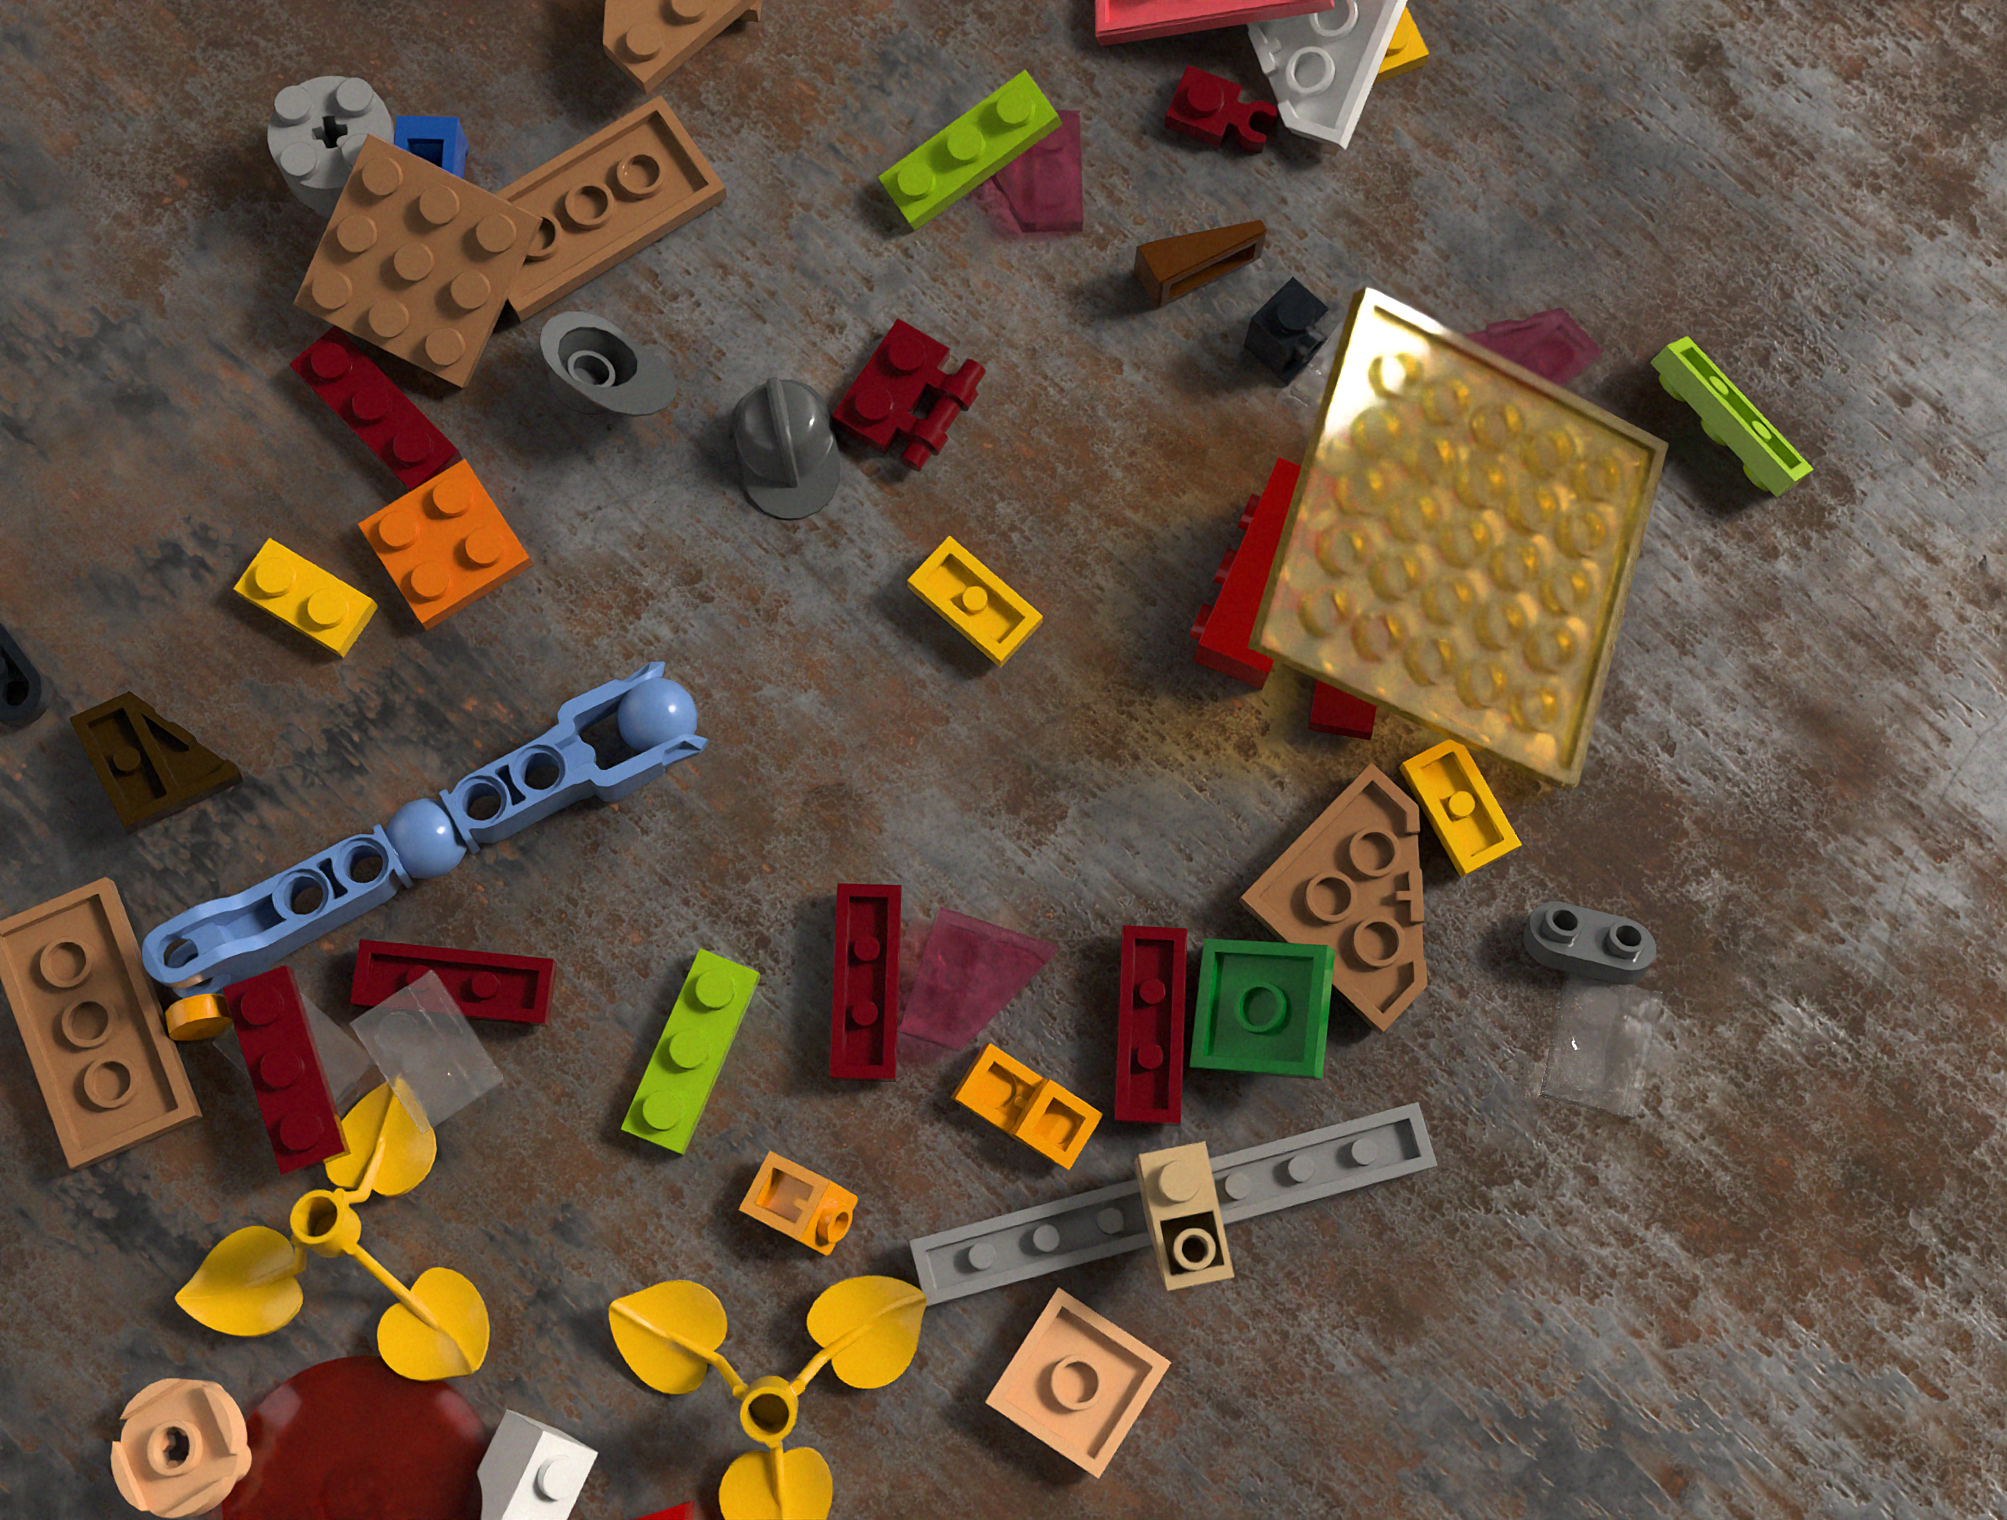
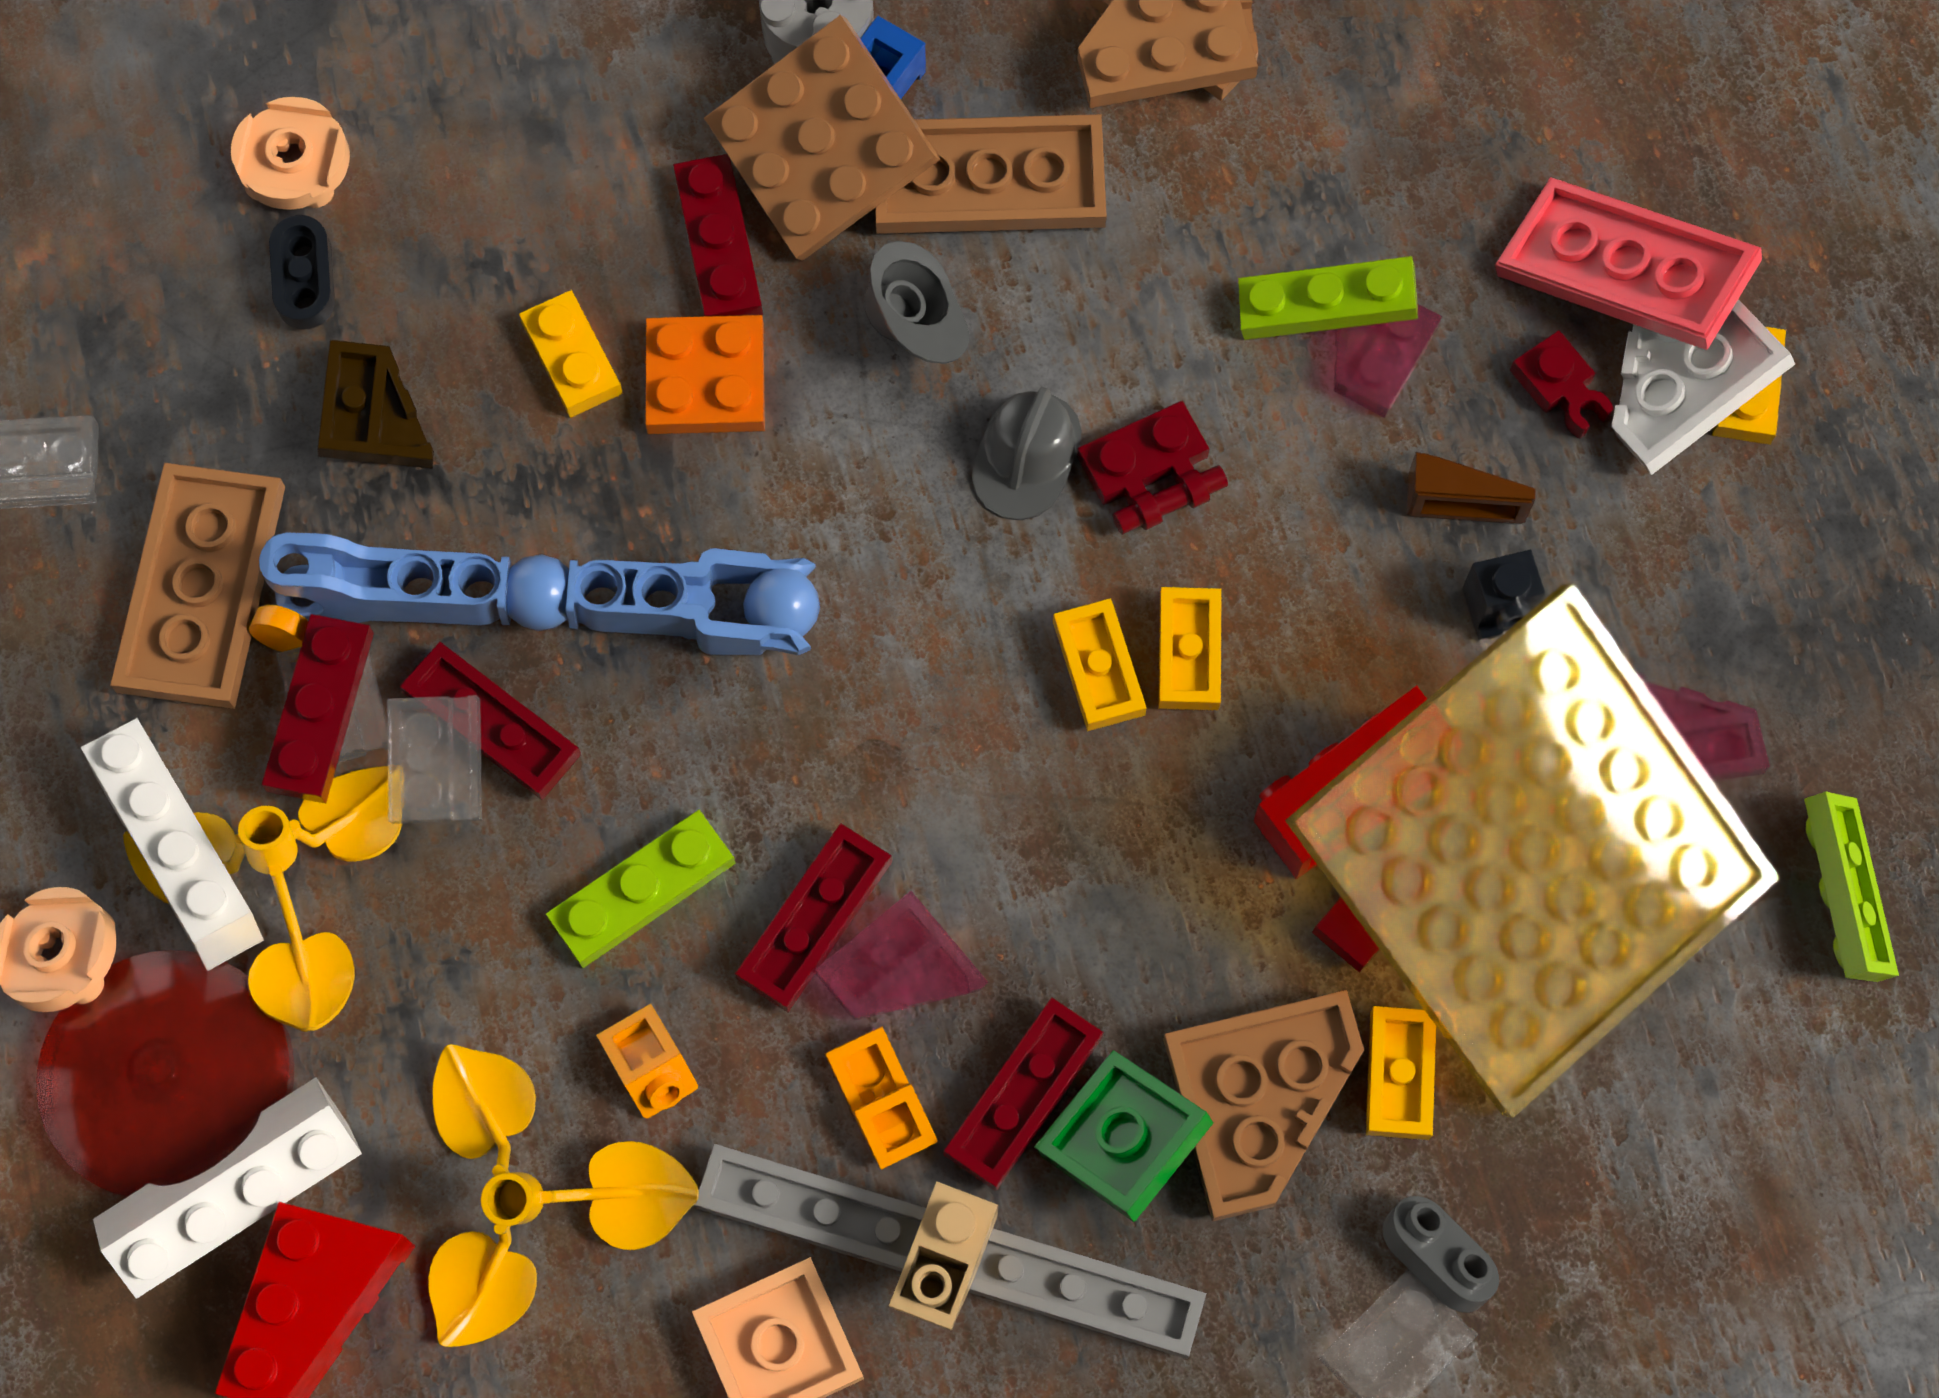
camera: 35 degrees right, 5 degrees down
(230, 1280) = (173, 844): none -> white arch
(1045, 539) = (1190, 648): none -> yellow plate

